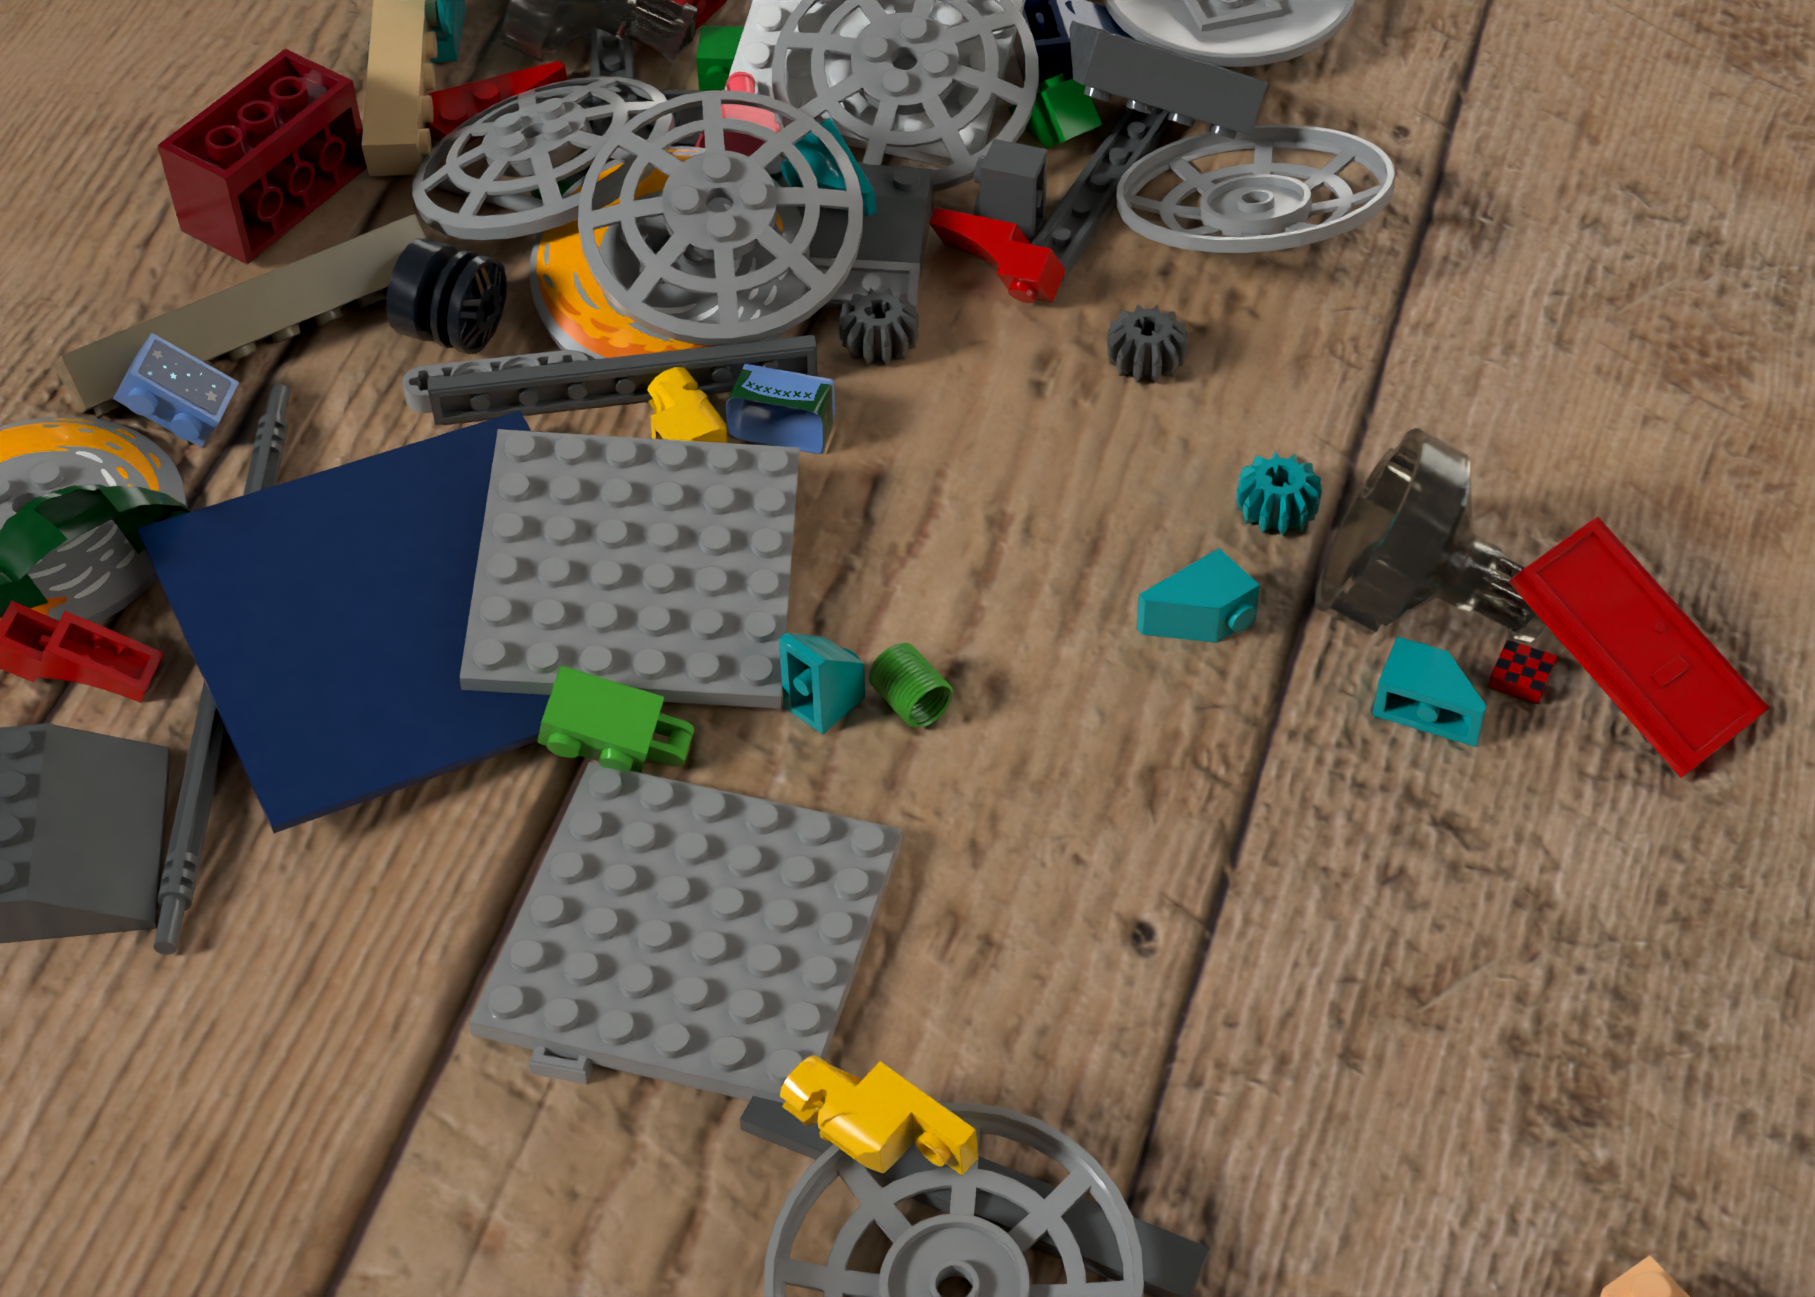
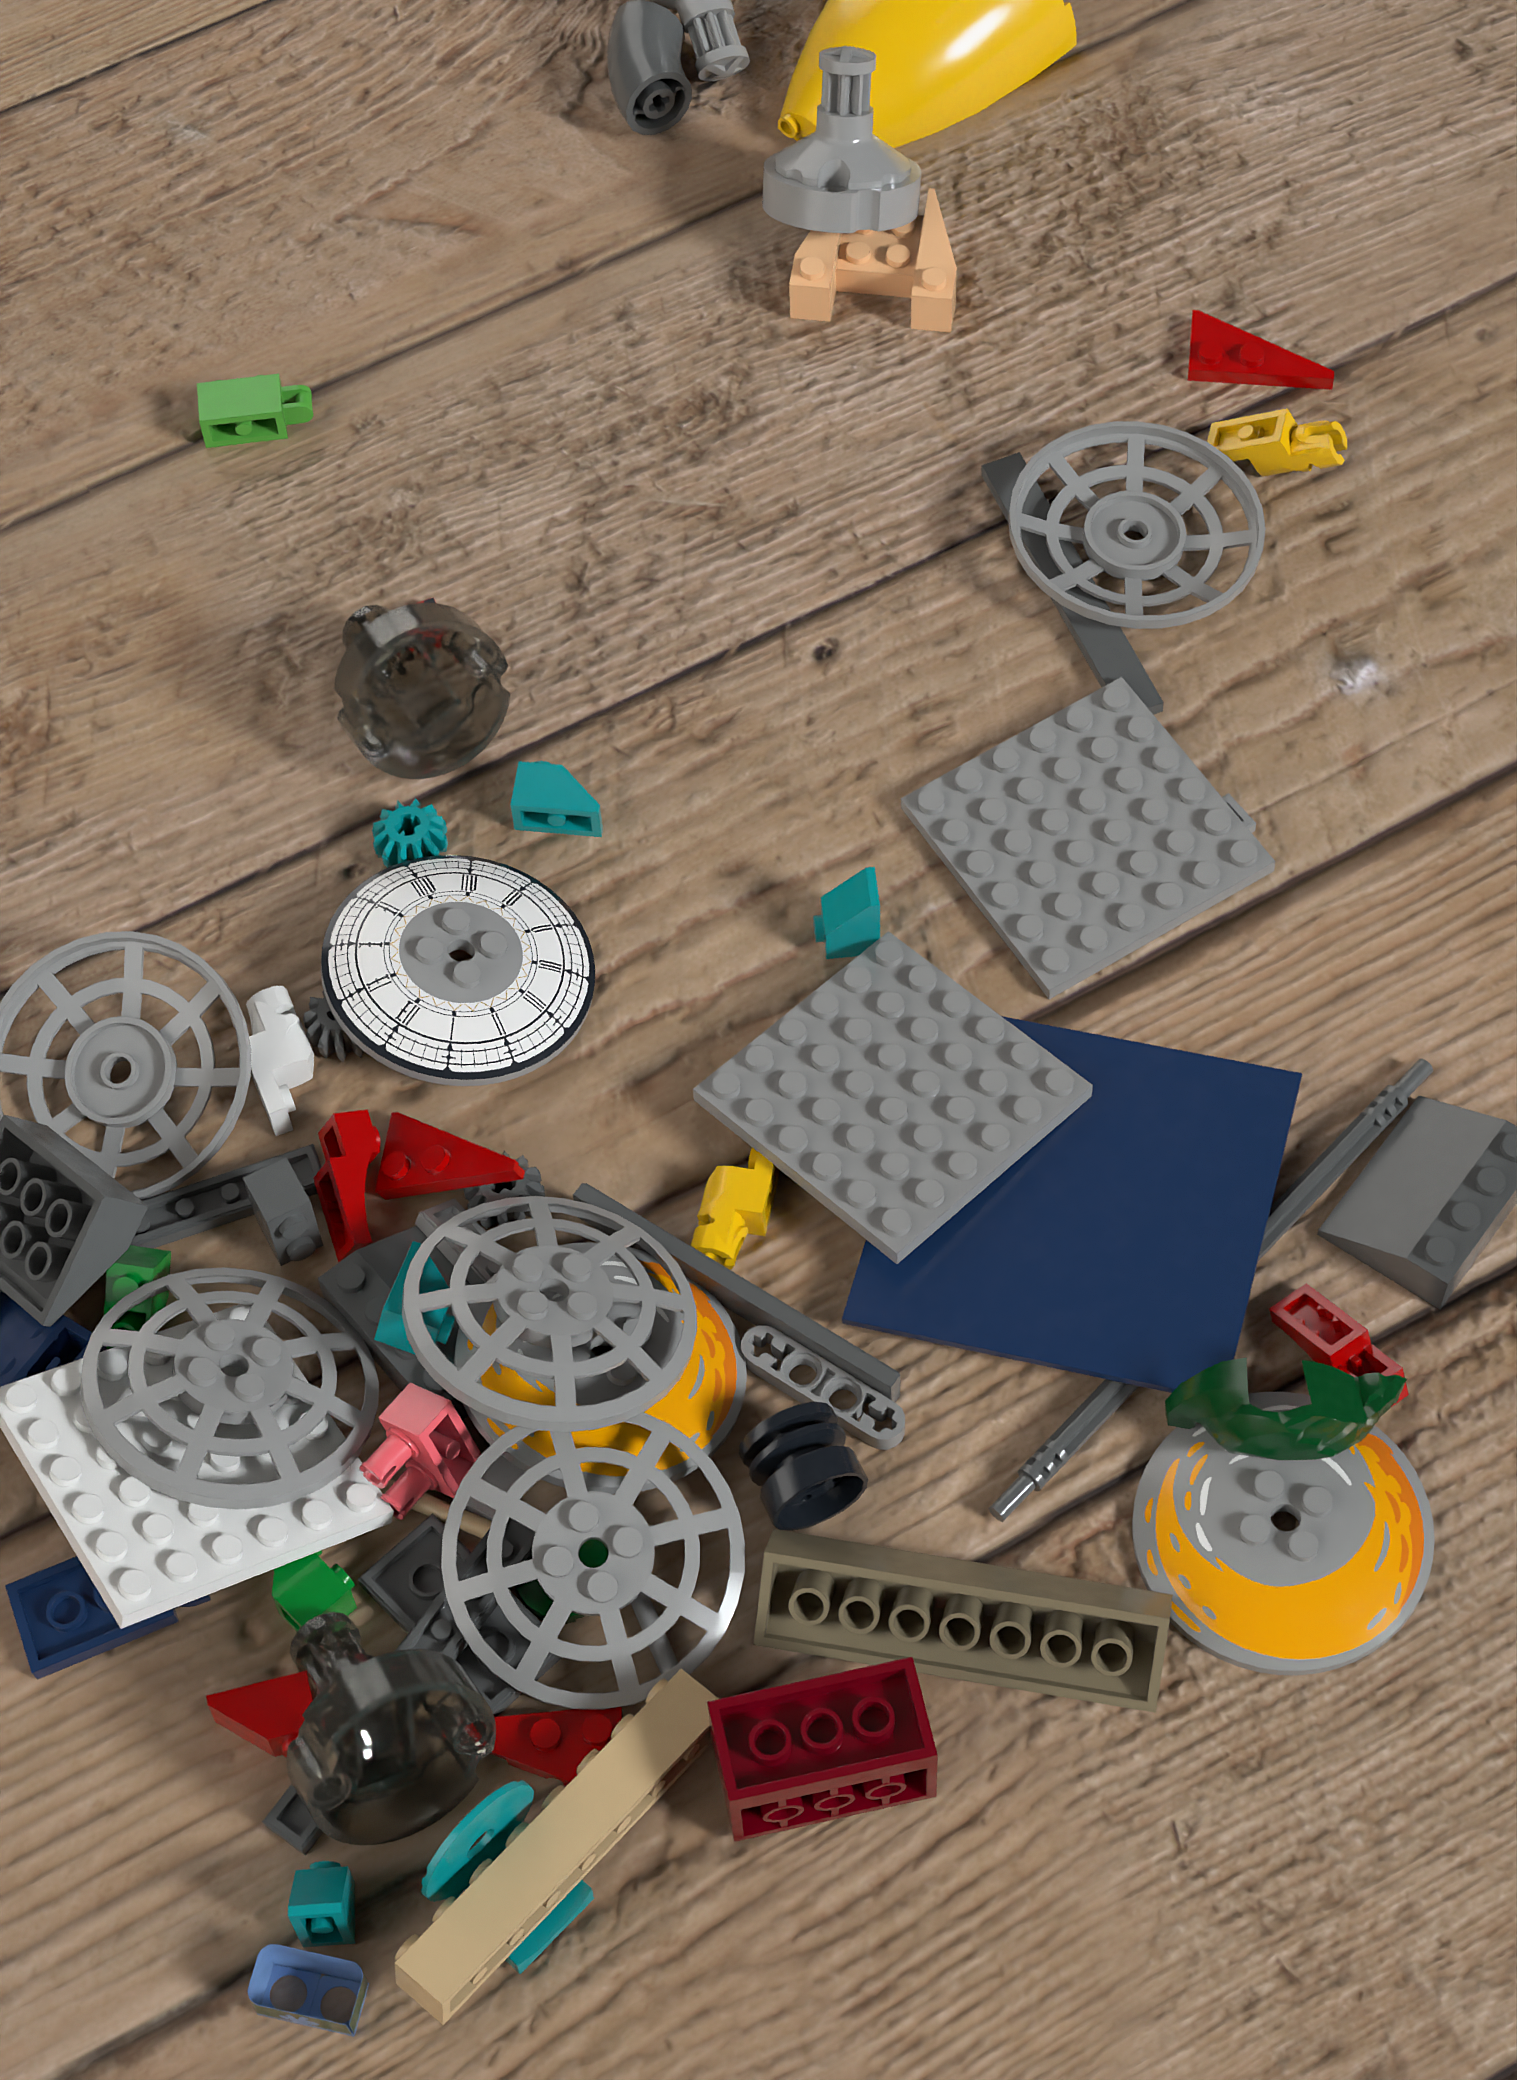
camera: 135 degrees left, 10 degrees up
(176, 390) = (1094, 1538): brick -> none
(610, 723) = (1021, 988): bright green brick -> none
(802, 425) = (651, 1169): medium blue piece -> none
(877, 1116) = (1110, 595): yellow plate -> none
(910, 685) = (797, 881): bright green piece -> none
(947, 297) = (430, 1160): none -> red wing
(1113, 479) = (447, 1018): none -> dish
(1166, 281) = (278, 1053): none -> white plate
(1428, 693) = (502, 626): teal slope -> none
(1639, 646) = (355, 559): red piece -> none

